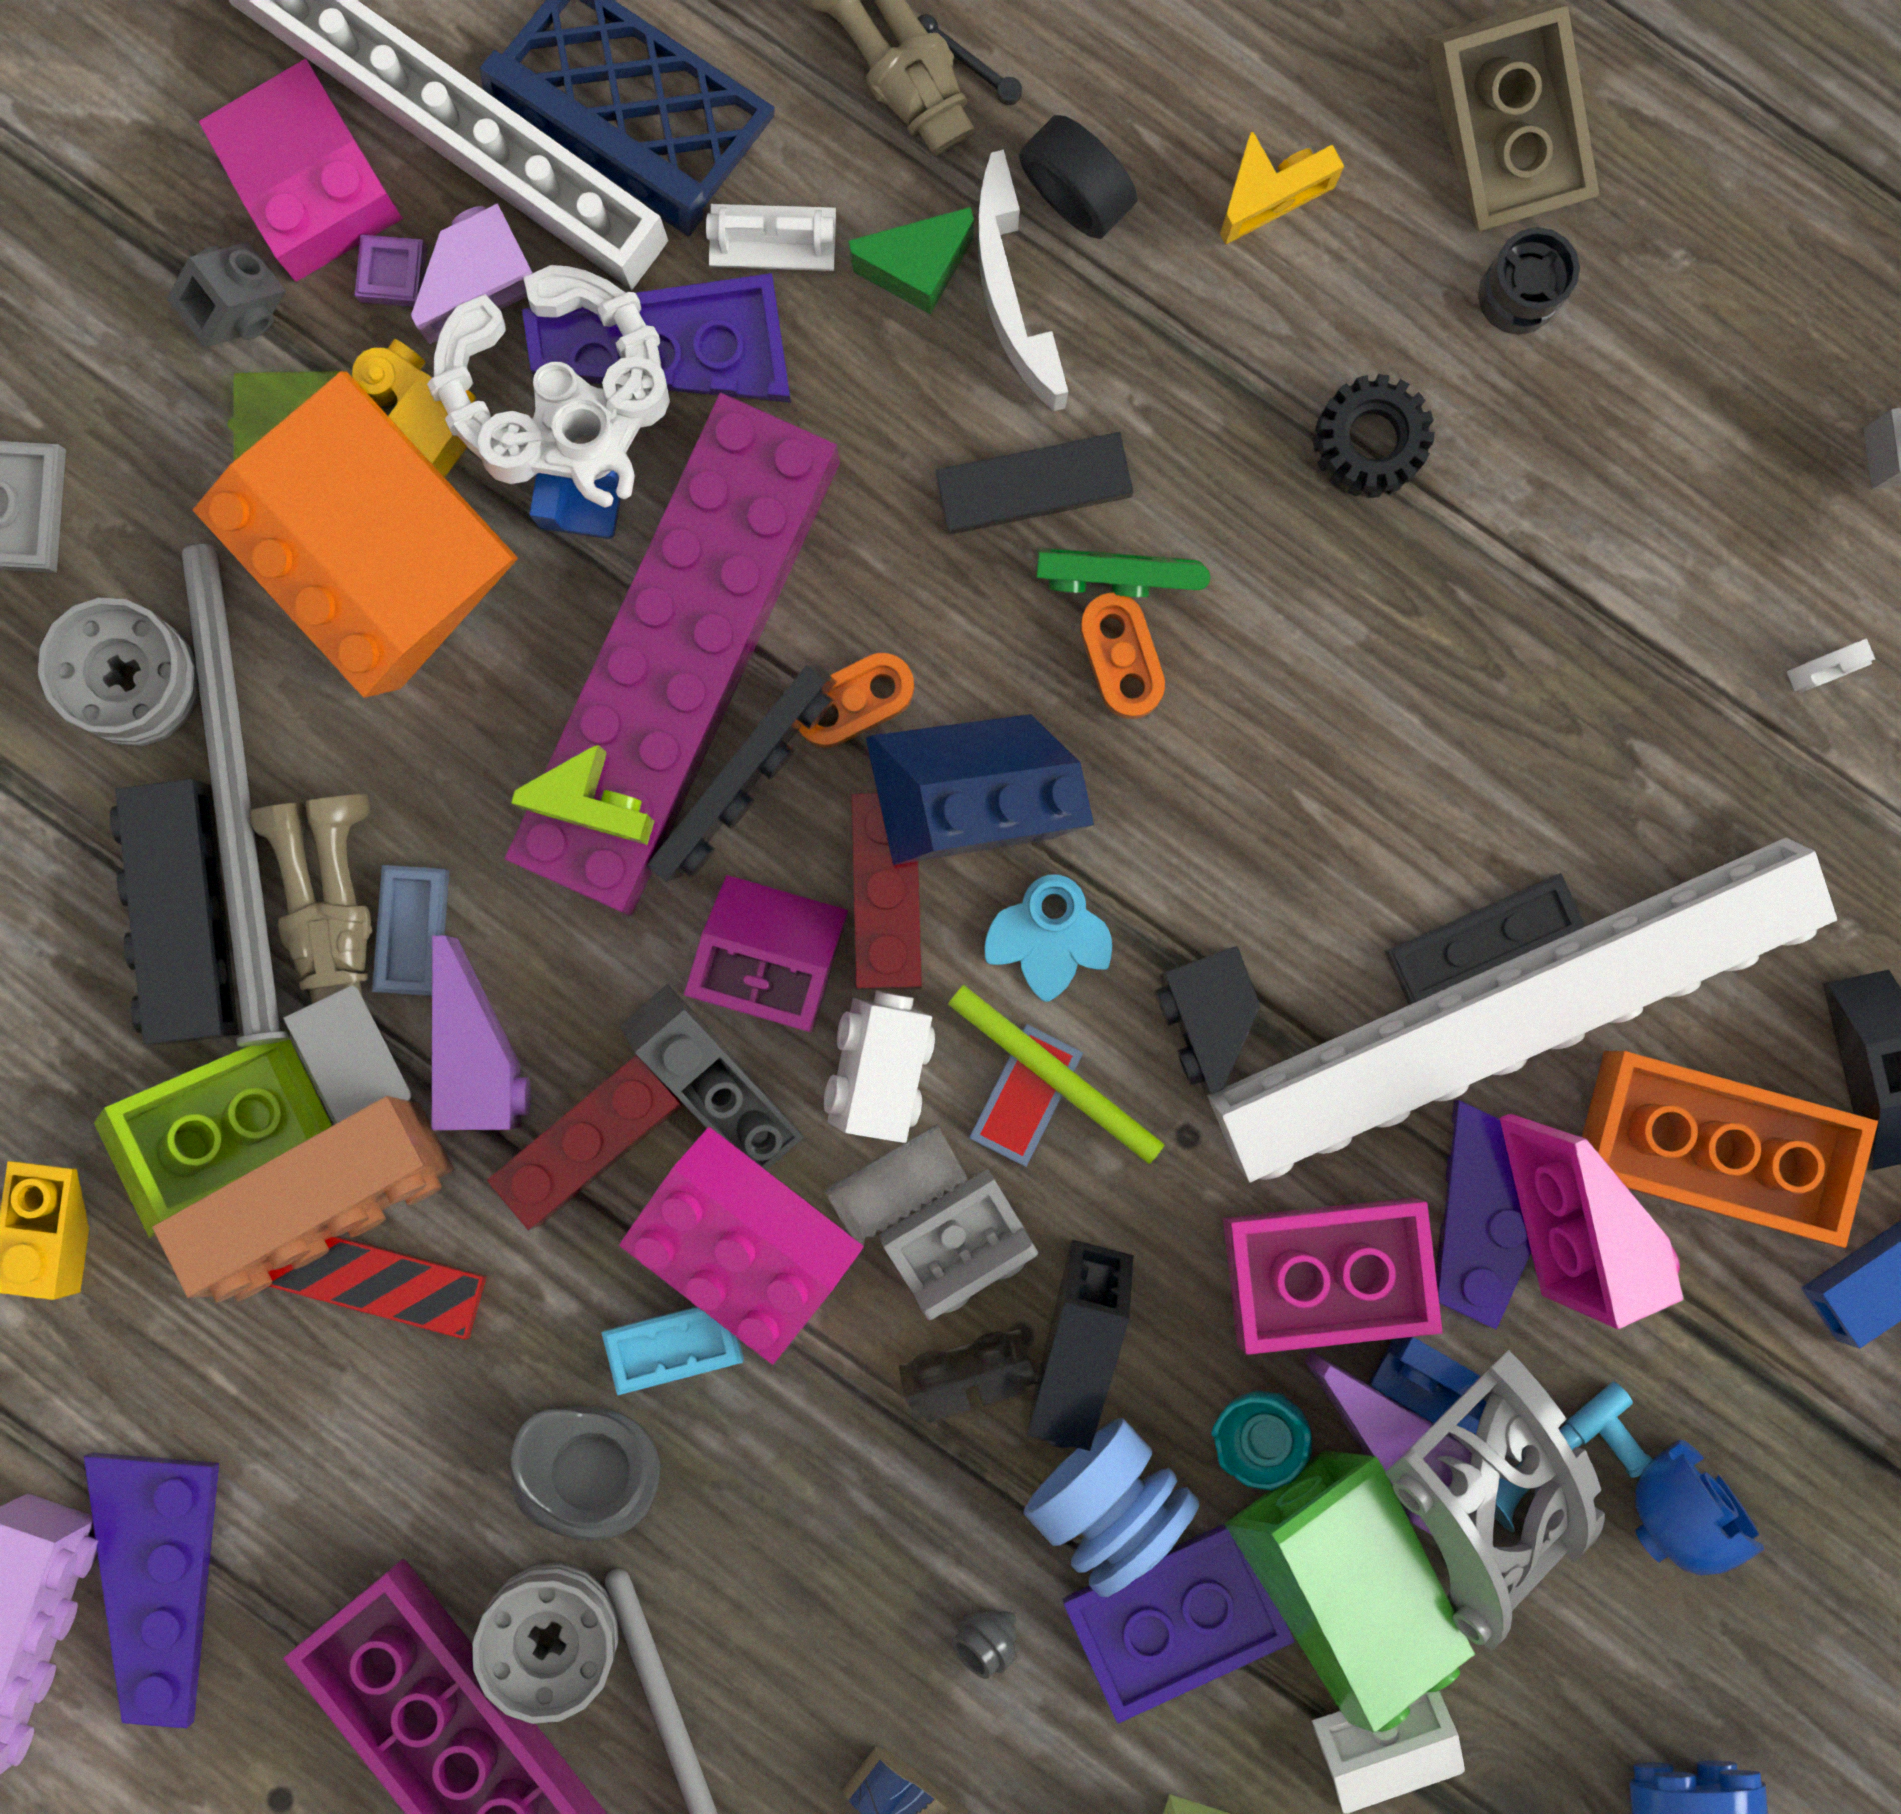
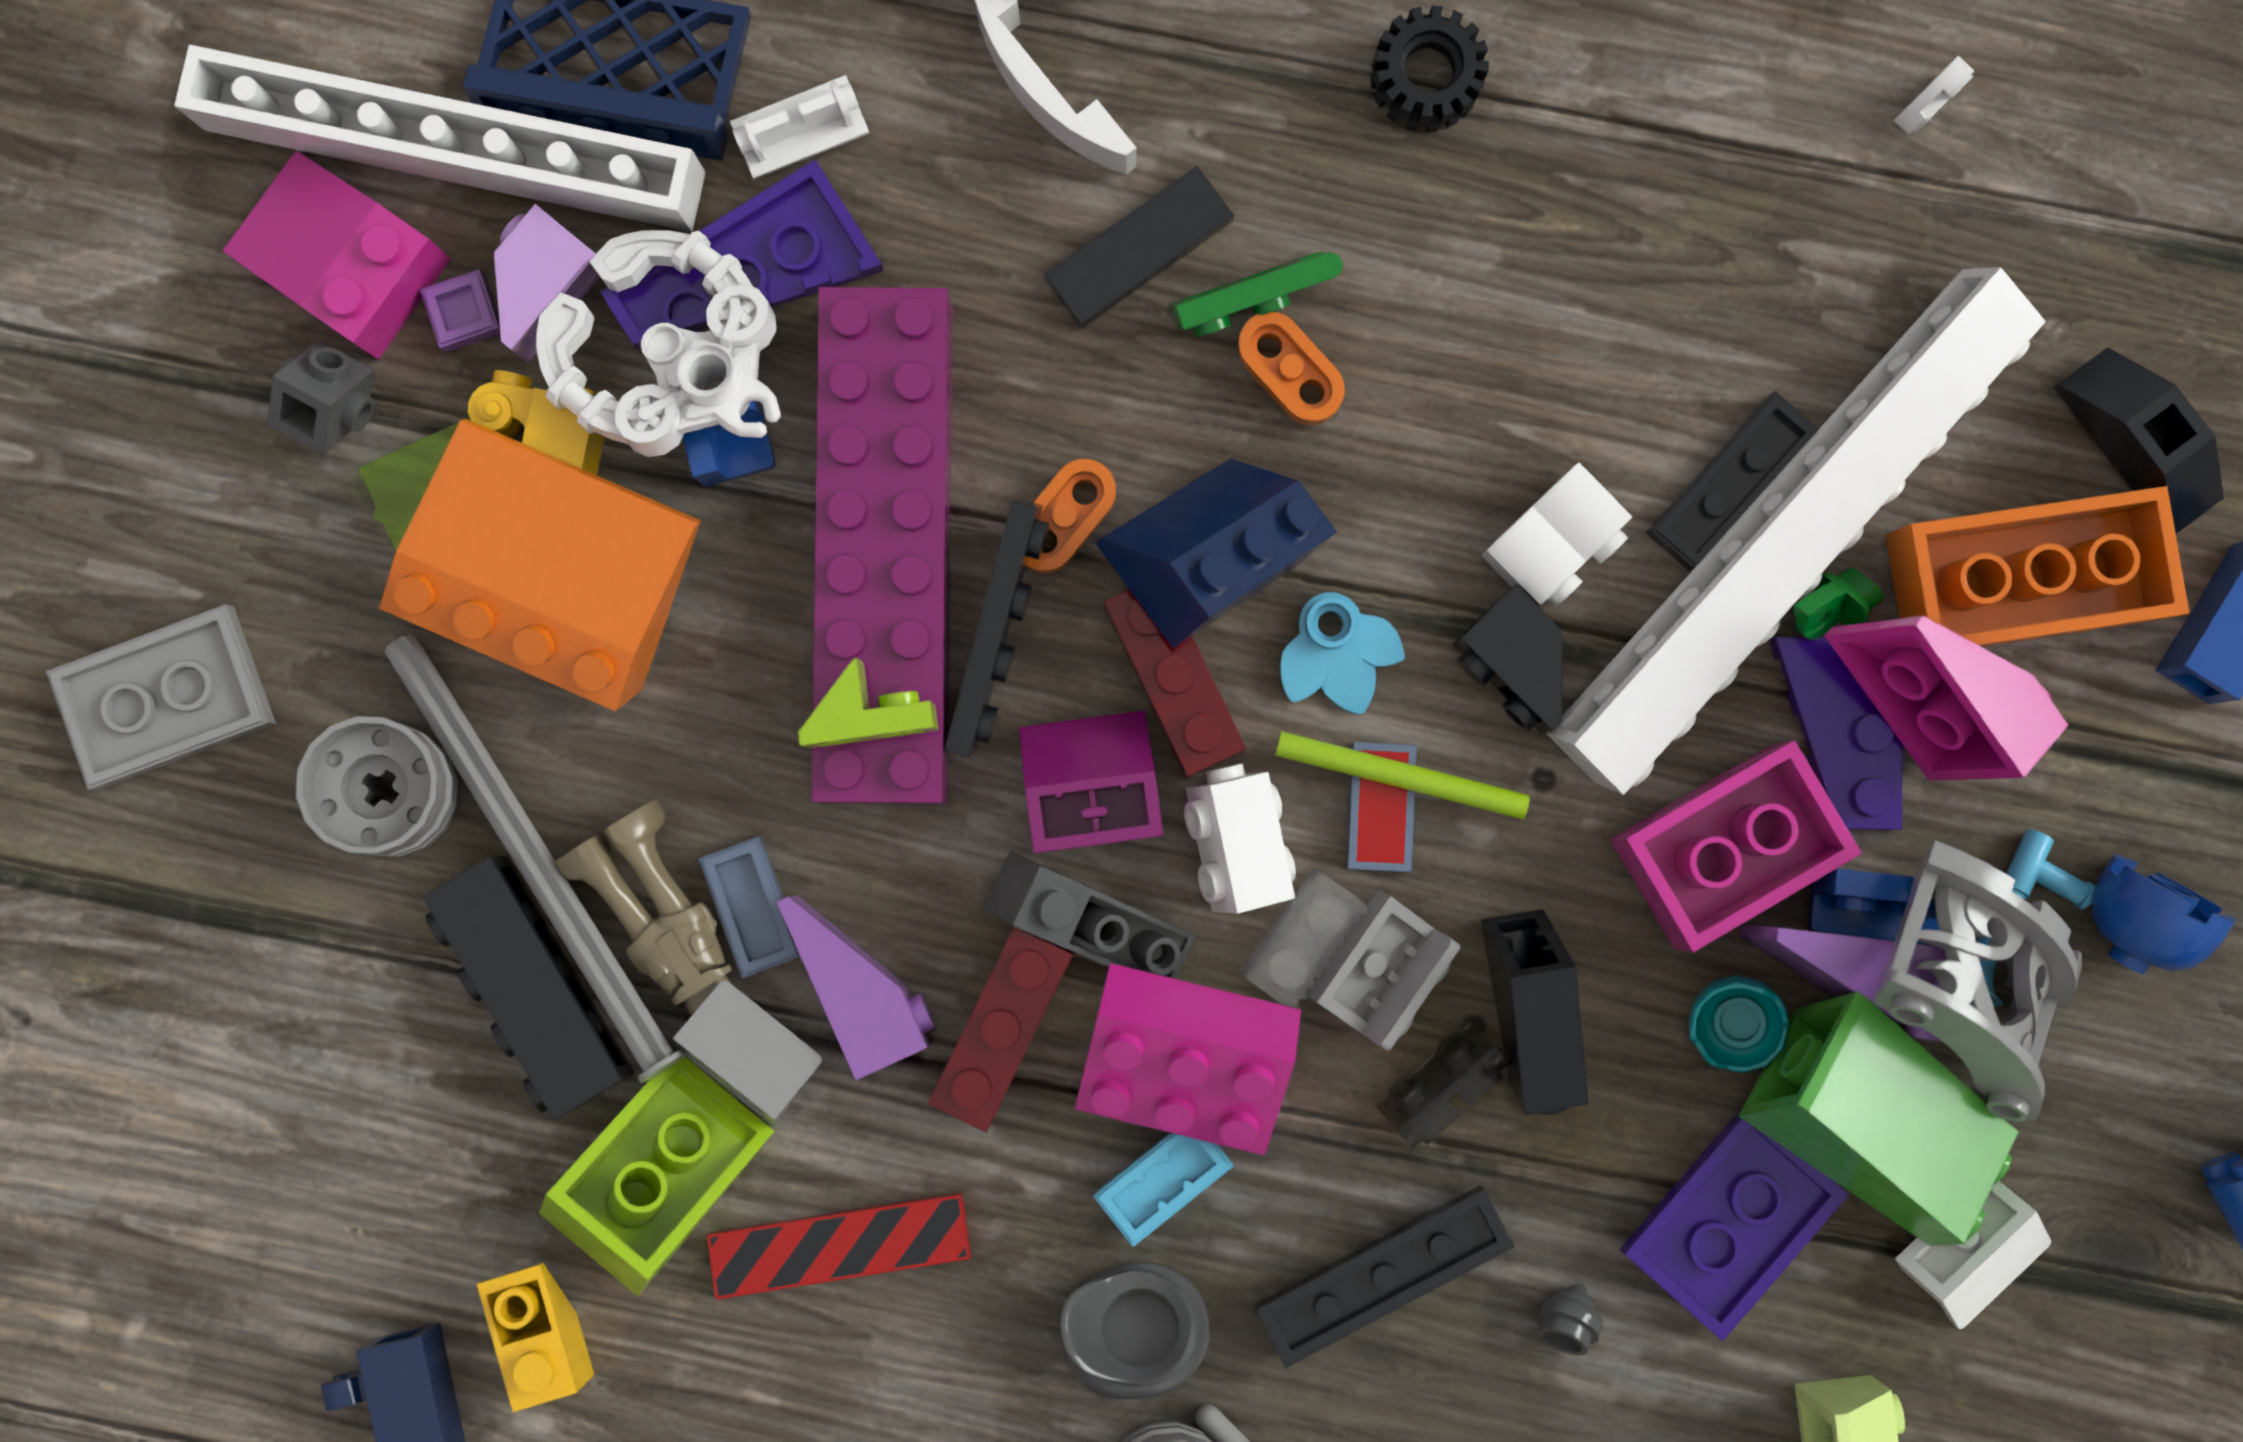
camera: 25 degrees left, 0 degrees up
(302, 1198) = (765, 1195): nougat brick -> none
(834, 1524) = (1383, 1276): none -> black plate
(916, 257) = (939, 89): green slope -> none
(1123, 1519) = (1635, 1147): light blue wheel -> none
(1297, 919) = (1558, 536): none -> white brick
(1529, 1090) = (1837, 598): none -> green piece

